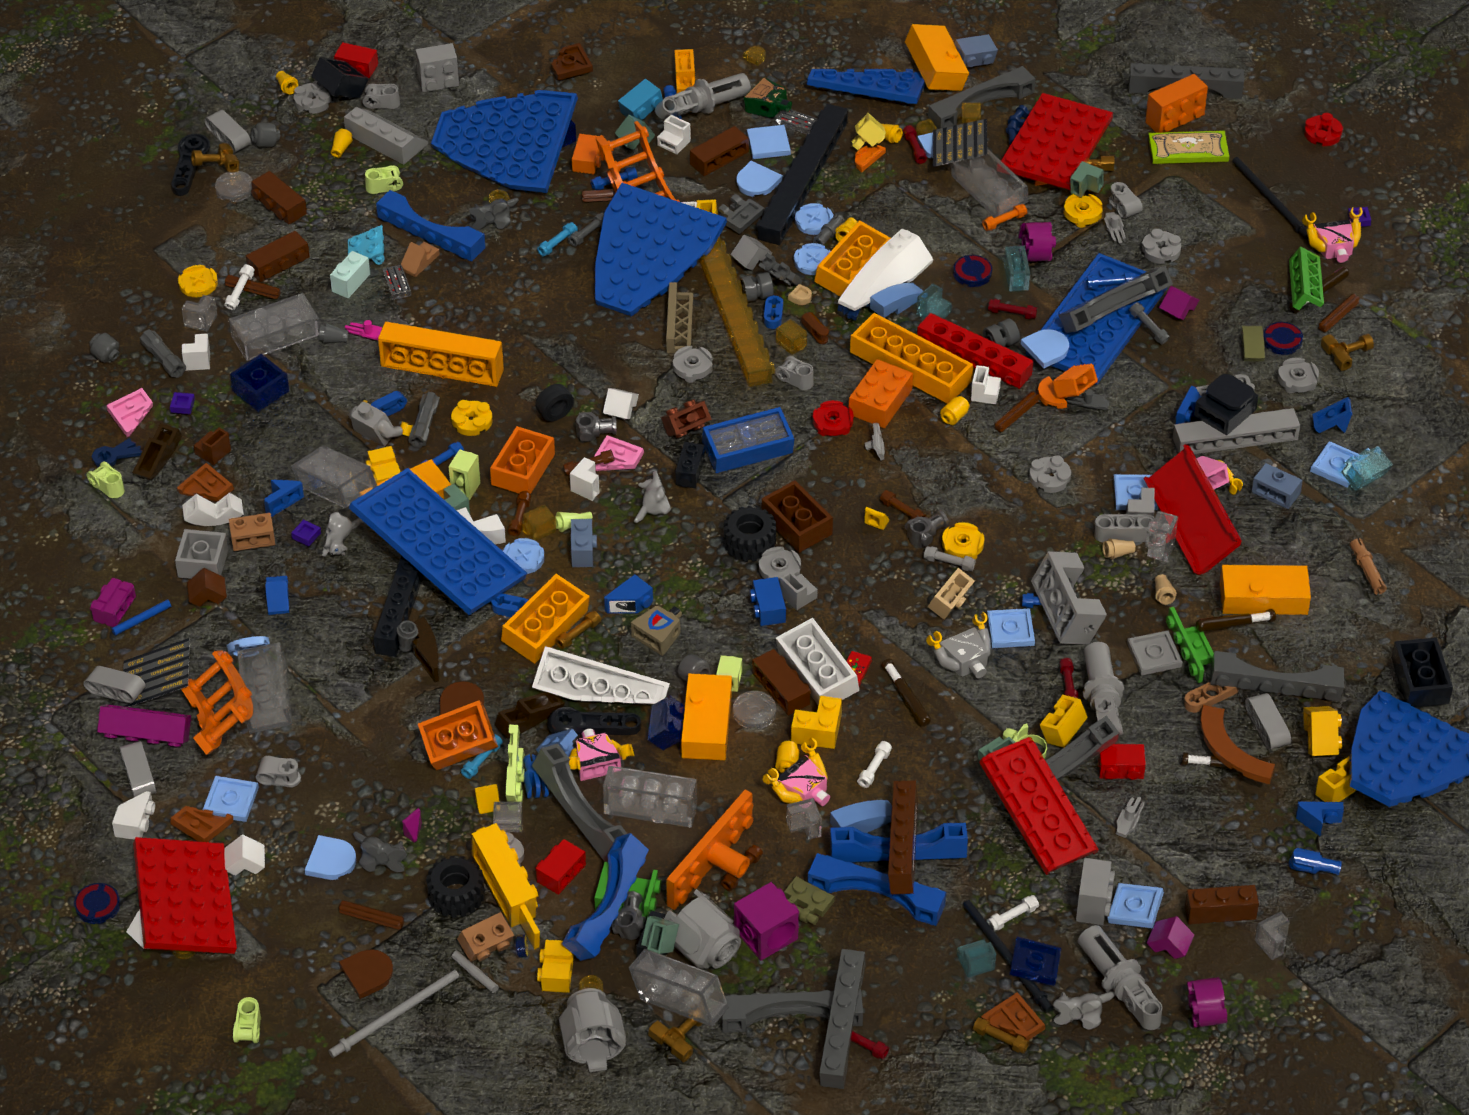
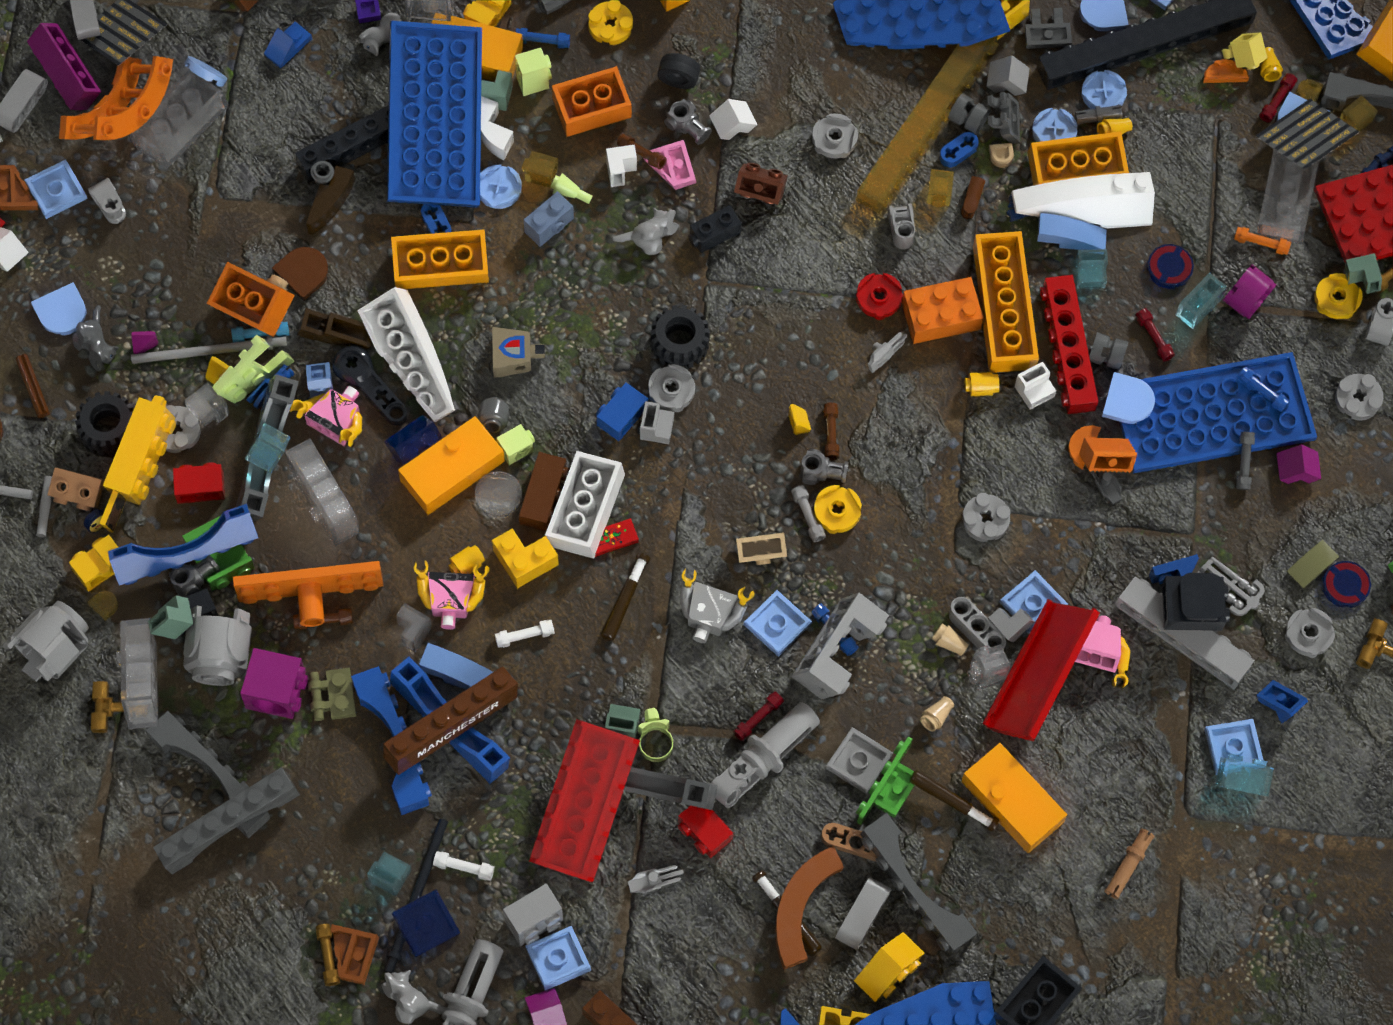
camera: 45 degrees right, 20 degrees up
(495, 757) = (204, 350): none -> light grey bar
(523, 502) = (556, 136): reddish brown bar -> none
(565, 639) = (437, 291): pearl gold bar -> none
(587, 798) = (267, 448): none -> clear light blue piece
(629, 597) = (526, 302): blue slope -> none
(672, 318) = (871, 77): dark tan fence -> none
(748, 440) = (783, 250): brick -> none
(798, 516) = (733, 358): reddish brown brick -> none
(878, 1049) = (230, 870): dark red bar -> none
(1016, 412) = (1033, 434): reddish brown axle -> none
(1065, 721) = (702, 749): yellow brick -> none
(1114, 225) = (1345, 337): light grey piece -> none
(1115, 298) = (1197, 401): dark grey arch -> none
(1277, 486) = (1152, 715): sand blue brick -> none

